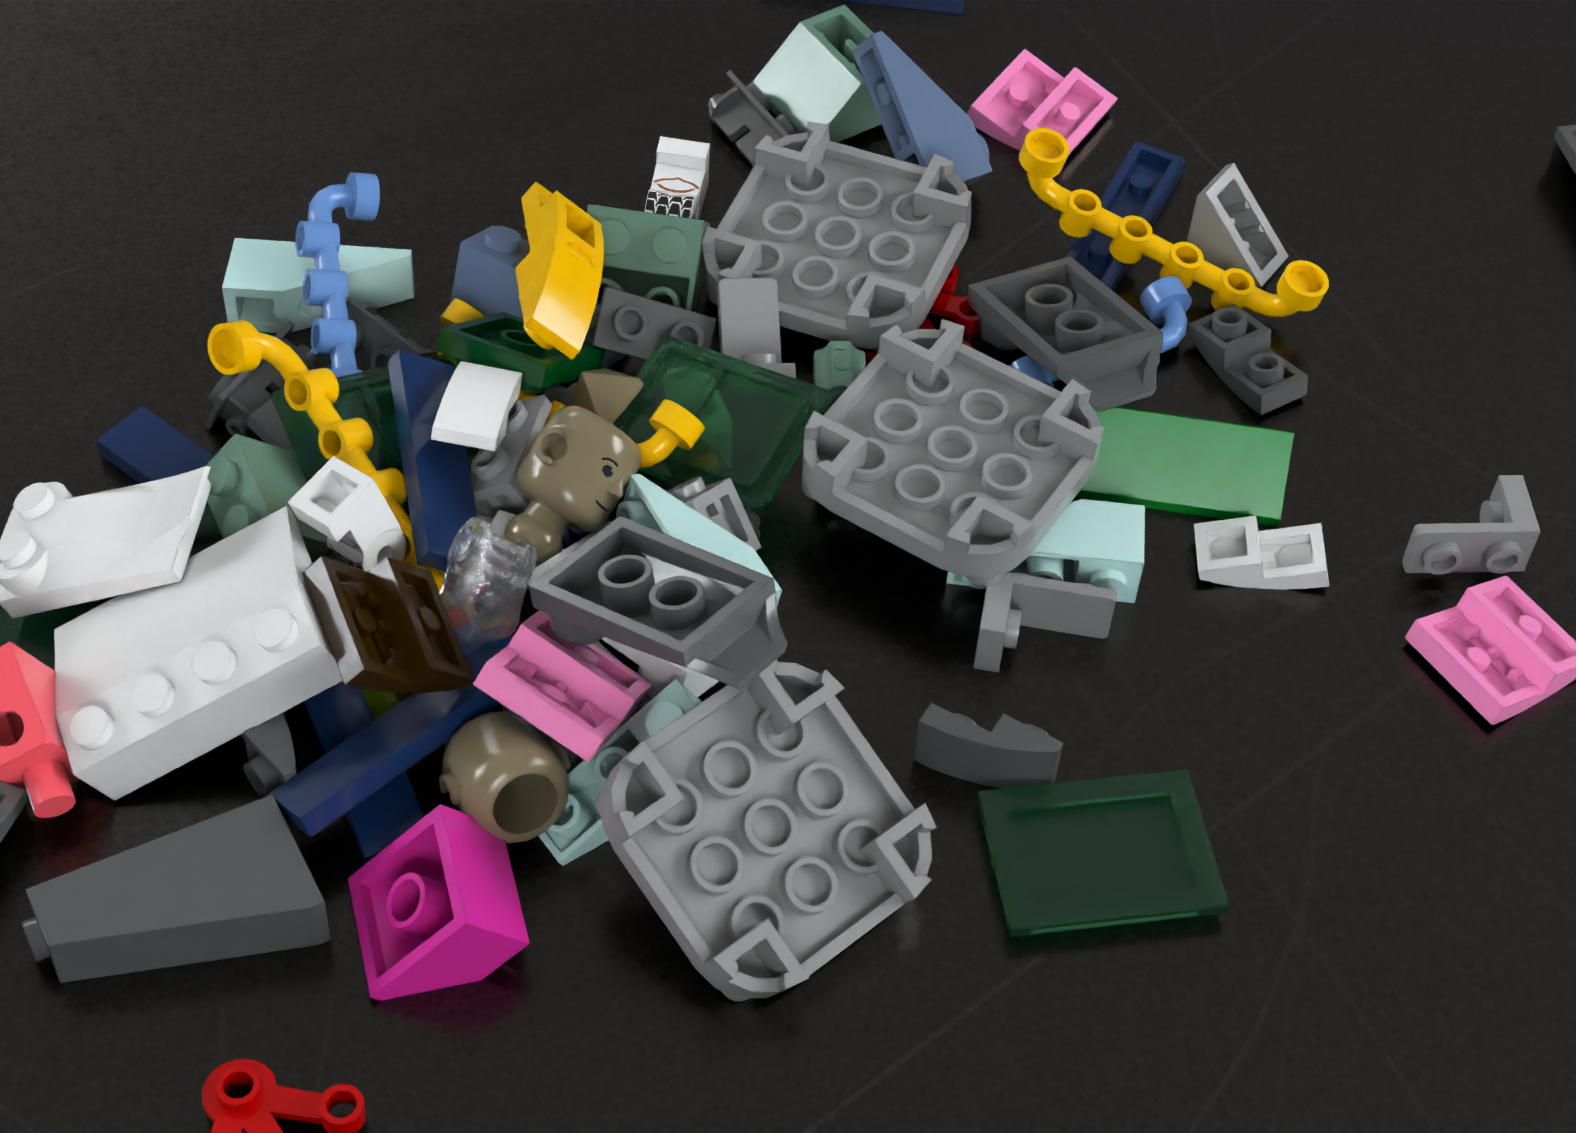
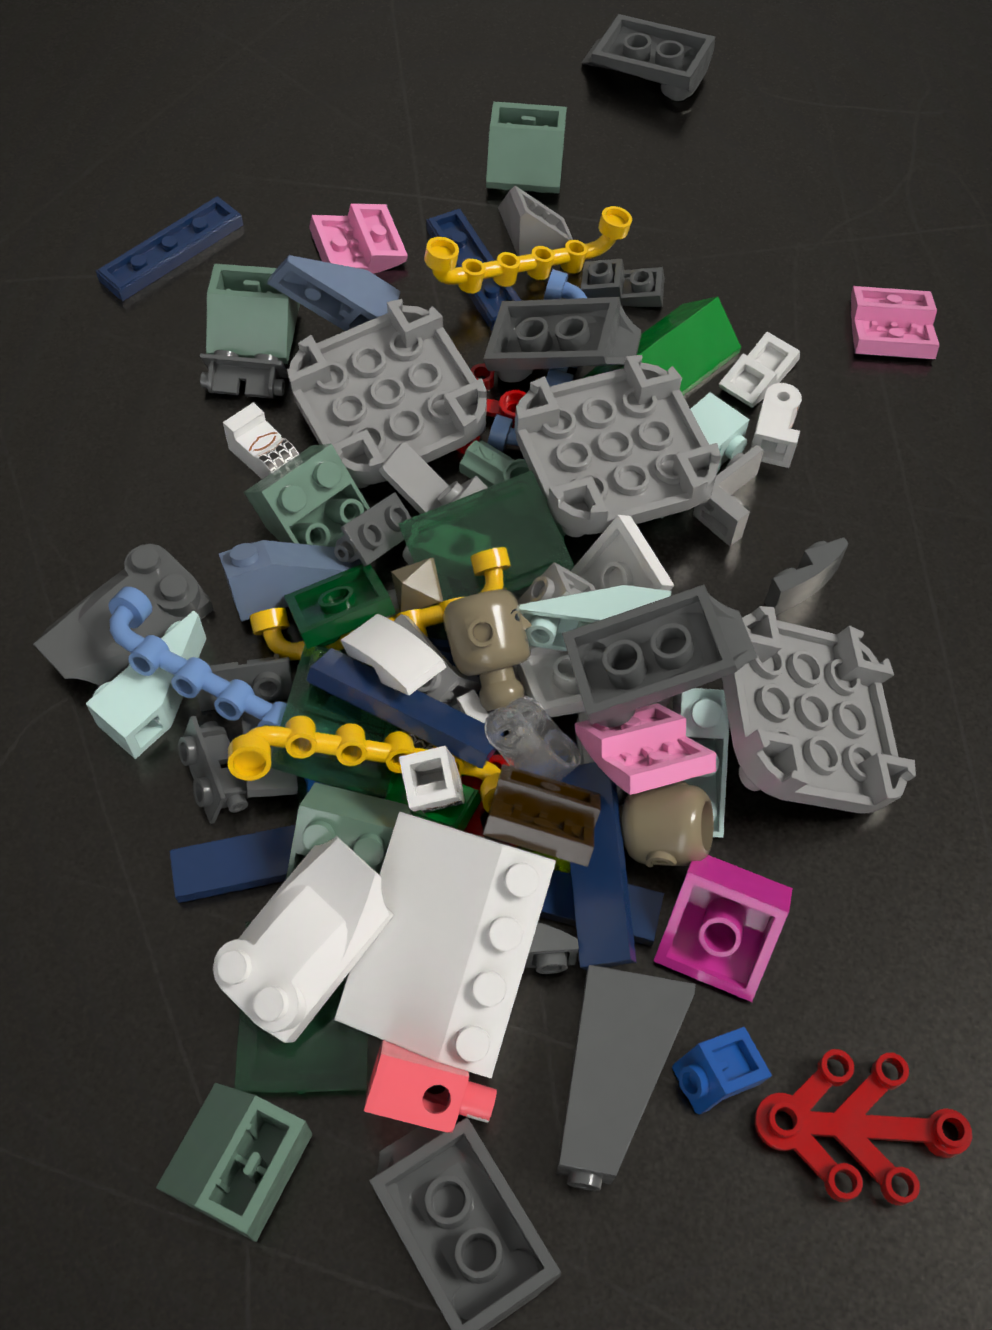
camera: 50 degrees left, 10 degrees up
(260, 999) = (720, 1069): none -> blue bracket
(419, 215) = (81, 639): none -> dark grey slope
(560, 272) = (310, 539): yellow slope -> none
(801, 552) = (622, 558): none -> white tile
(1101, 853) = (903, 573): clear green piece -> none
(1185, 606) = (775, 423): none -> white leg
(1336, 155) = (526, 147): none -> sand green slope
(1495, 545) = (831, 264): light grey bracket -> none

